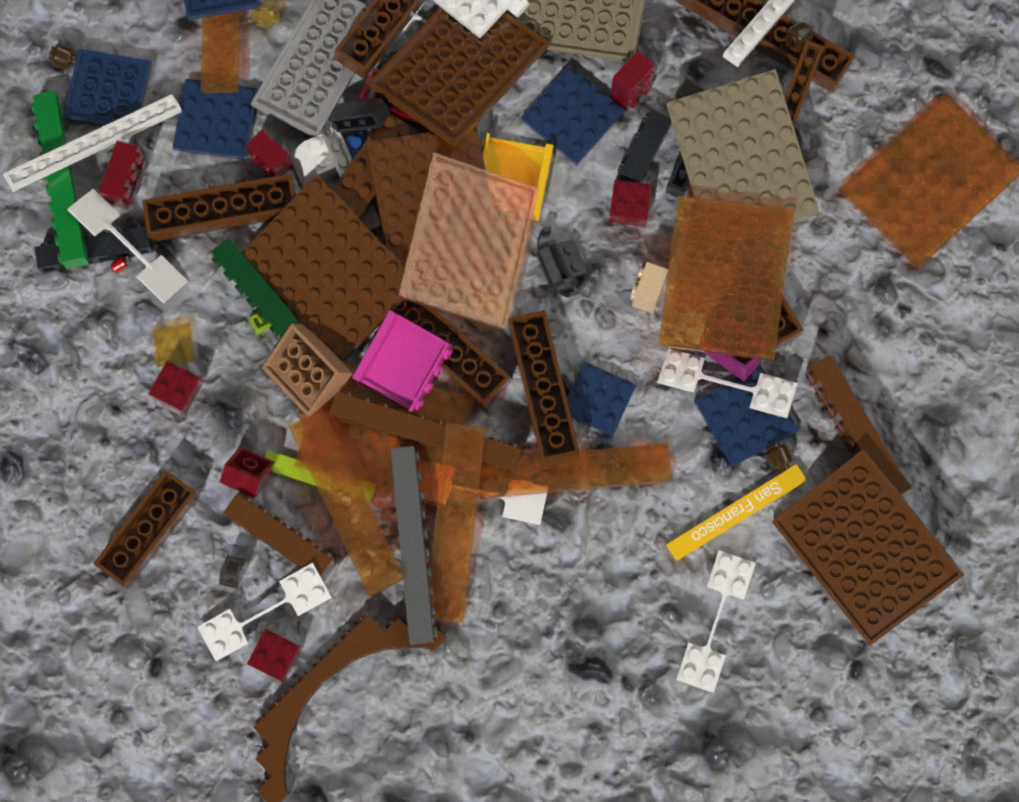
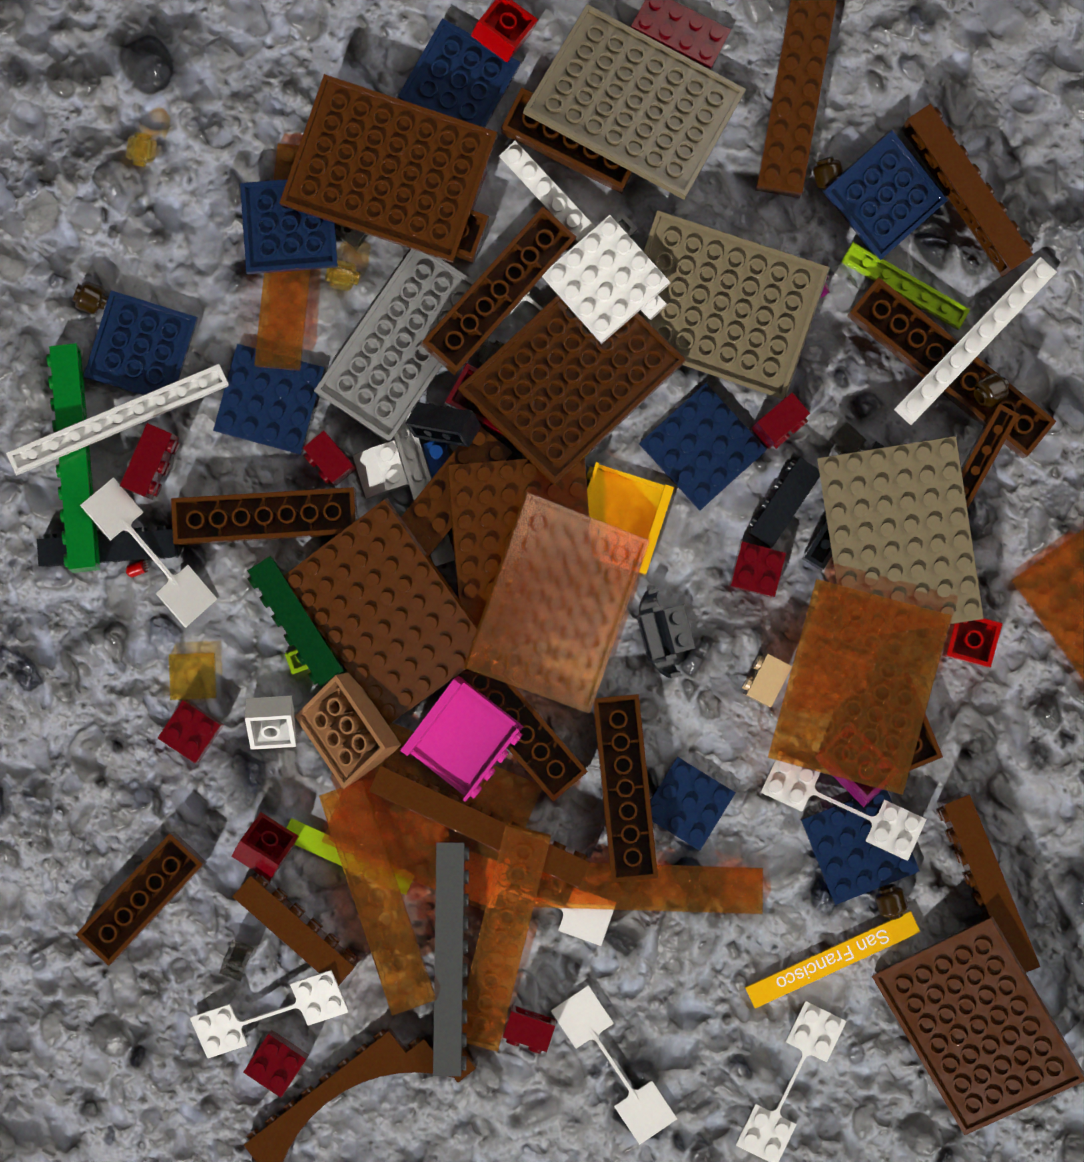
camera: 10 degrees right, 10 degrees up
(242, 373) = (270, 722): none -> white slope
(486, 598) = (529, 1029): none -> dark red brick
(593, 658) = (644, 1108): none -> white hinge
(814, 237) = (973, 641): none -> red brick

